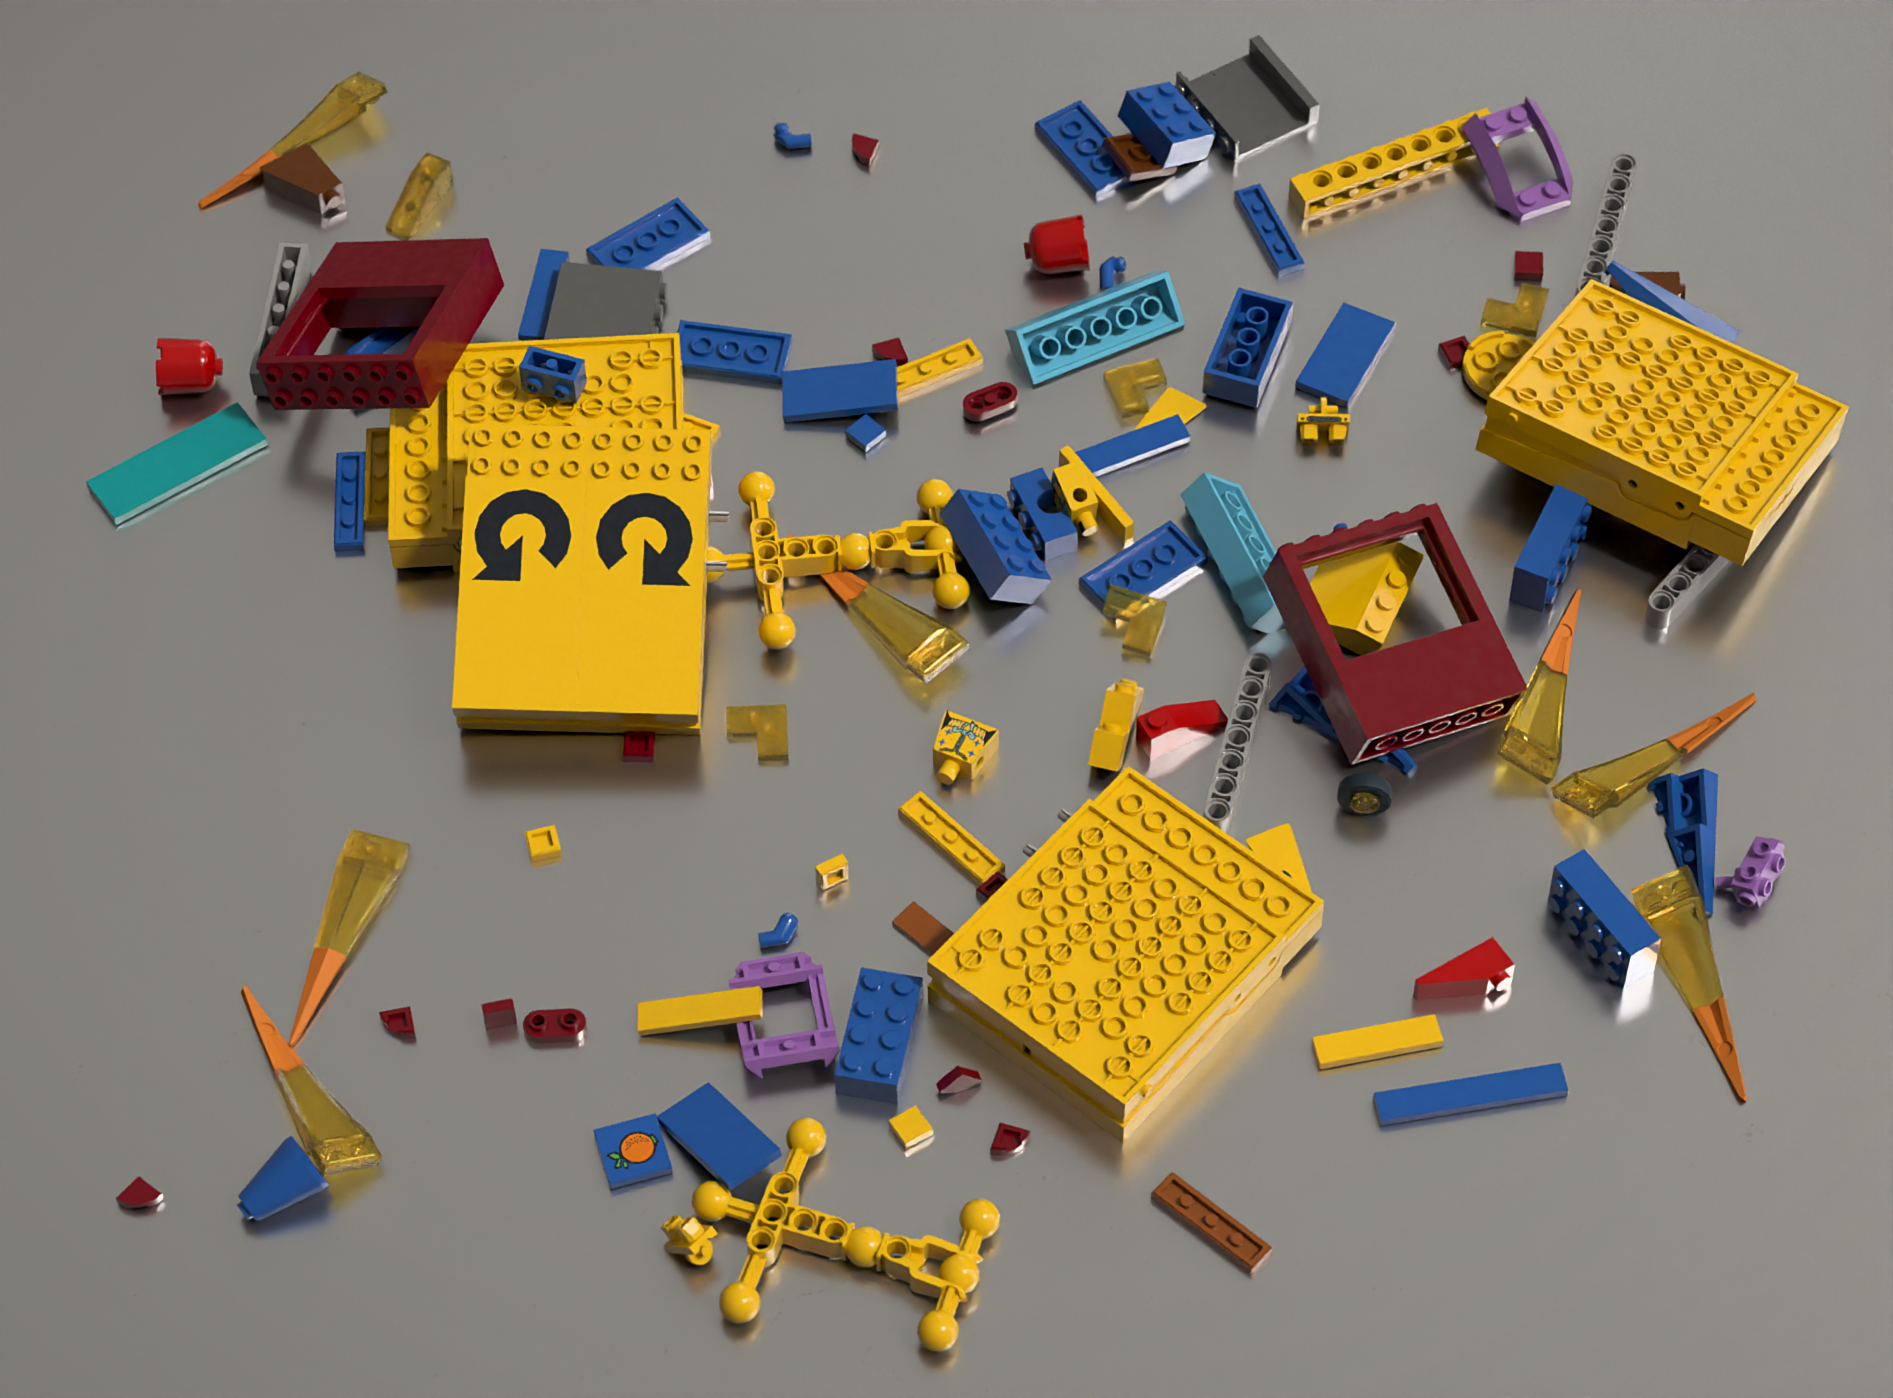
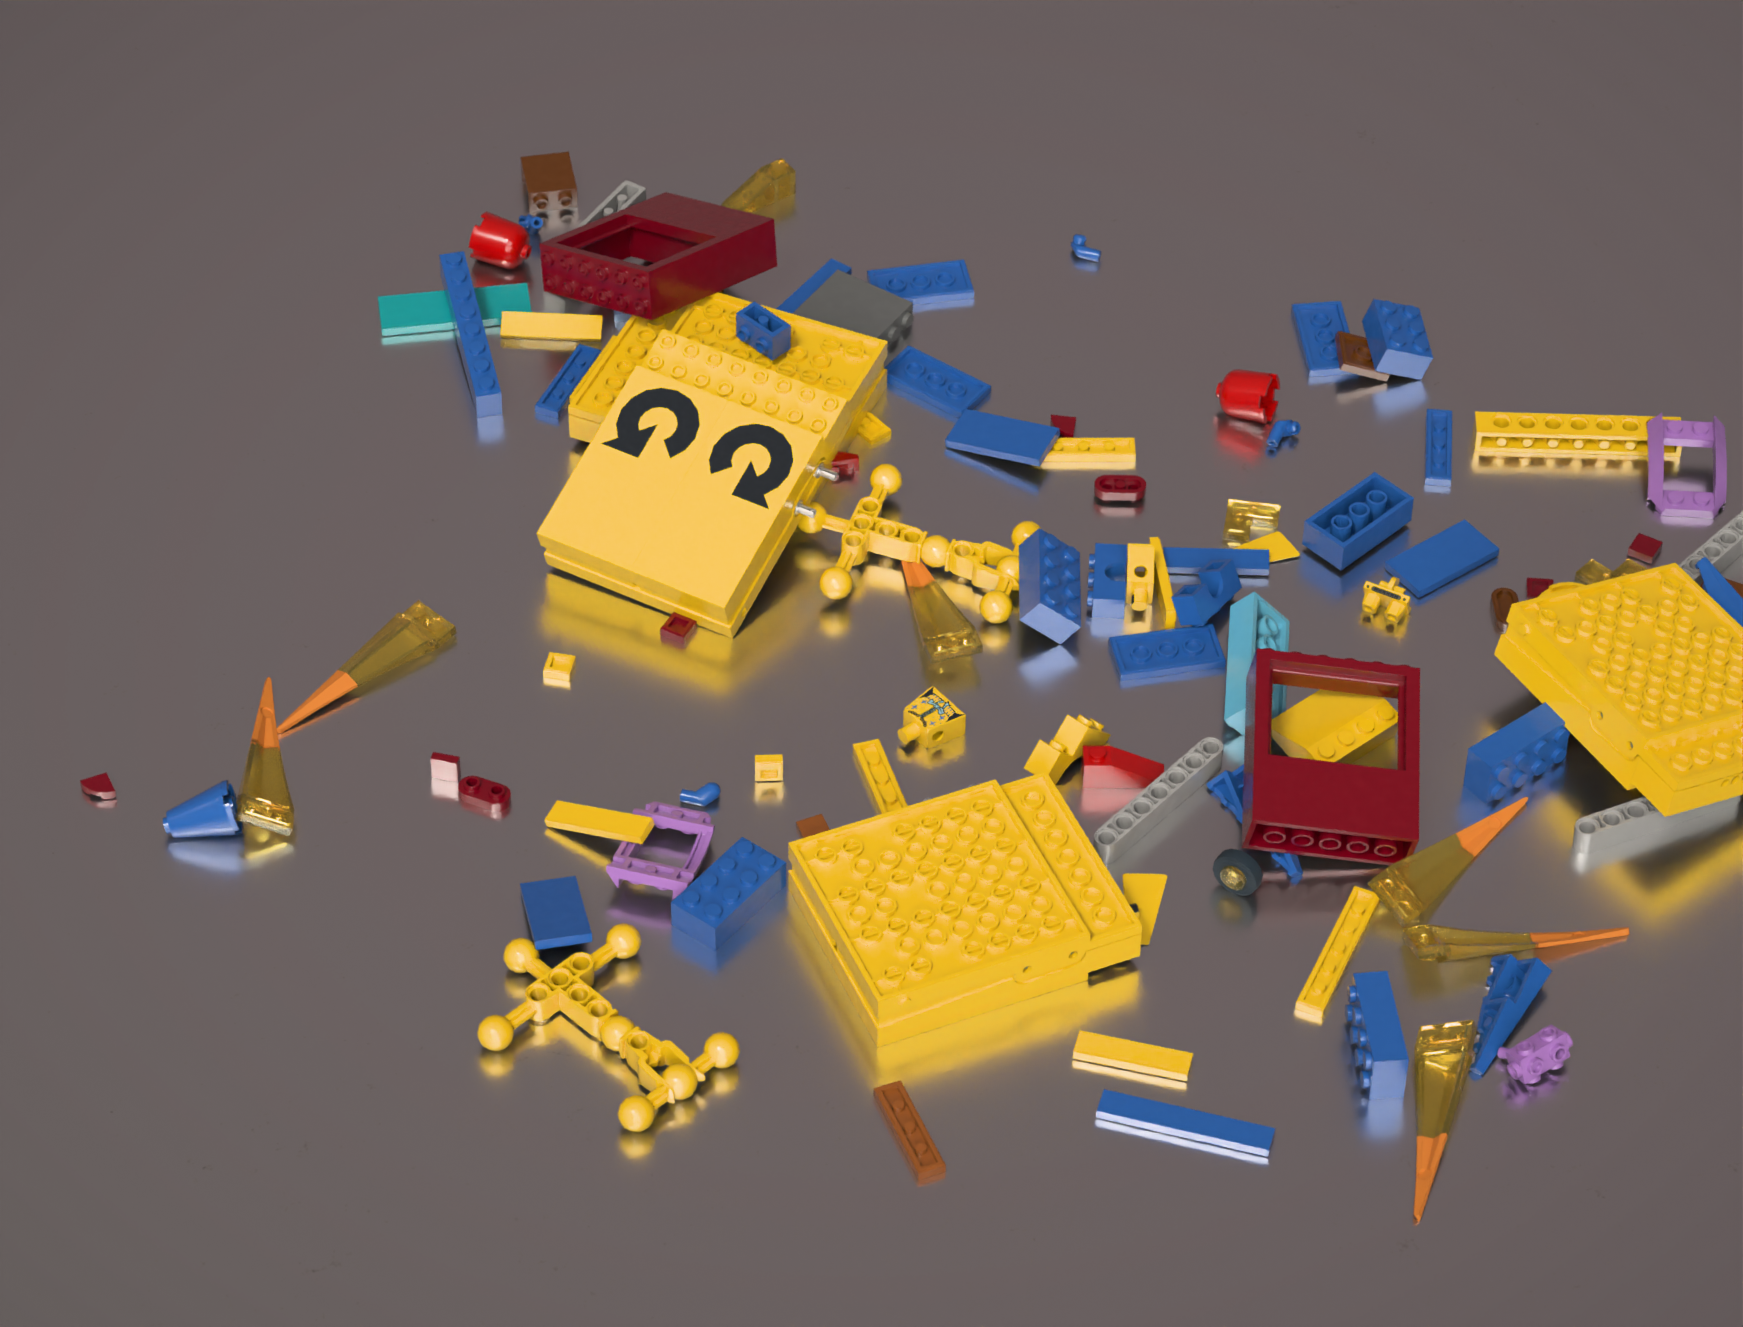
camera: 25 degrees right, 10 degrees down
(190, 270) = (549, 181): none -> reddish brown panel
(200, 329) = (530, 222): none -> blue arm
(220, 489) = (470, 334): none -> blue brick
(295, 444) = (551, 326): none -> yellow tile
(303, 179) = (677, 148): reddish brown slope -> none
(337, 108) = (729, 113): clear yellow plate -> none
(398, 1022) = (369, 746): dark red tile -> none
(633, 1151) = (486, 901): blue tile -> none
(689, 1238) = (485, 974): yellow hips -> none
(766, 723) = (787, 651): clear yellow tile -> none
(864, 148) = (1140, 276): dark red tile -> none
(865, 433) = (1005, 475): blue tile -> none
(910, 1127) = (713, 968): yellow tile -> none
(958, 1080) = (772, 950): dark red tile -> none
(1008, 1140) = (785, 1008): dark red tile -> none
(1095, 326) = (1243, 464): medium azure slope -> none
(1141, 612) = (1141, 681): clear yellow tile -> none
(1152, 503) = (1200, 601): none -> blue arch
(1250, 101) = (1482, 350): dark grey panel -> none
(1438, 387) = (1501, 603): none -> reddish brown tile
(1469, 974) = (1241, 1034): red slope -> none
(1502, 838) = (1337, 952): none -> yellow tile

